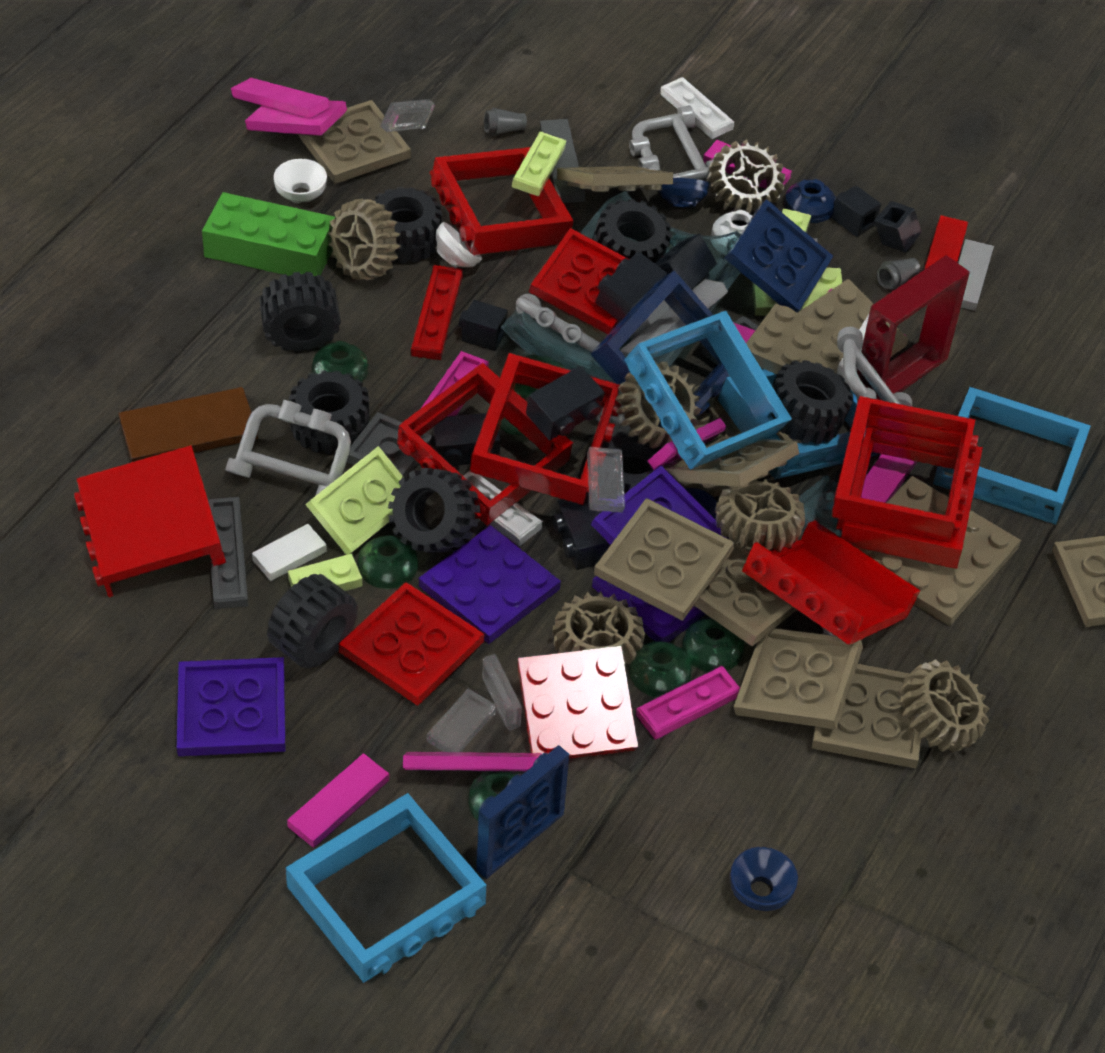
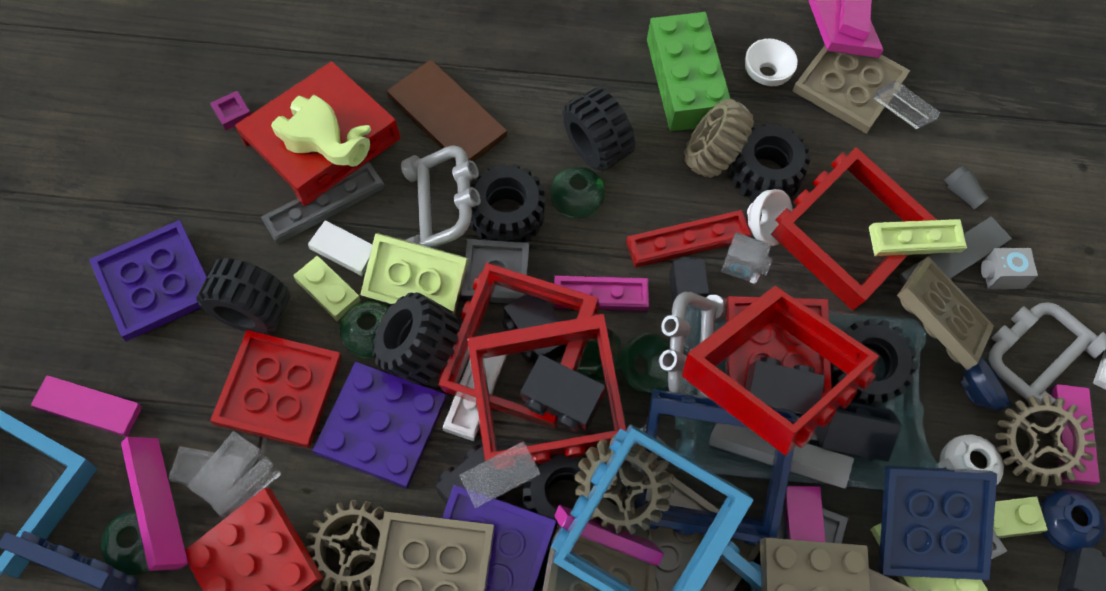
camera: 65 degrees right, 15 degrees up
(67, 587) = (230, 110): none -> magenta plate
(171, 498) = (317, 130): none -> yellowish green hips
(473, 700) = (225, 468): none -> clear tile
(484, 279) = (747, 258): none -> clear brick
(593, 132) = (1009, 268): none -> light grey brick
(612, 234) = (805, 326): none -> red window

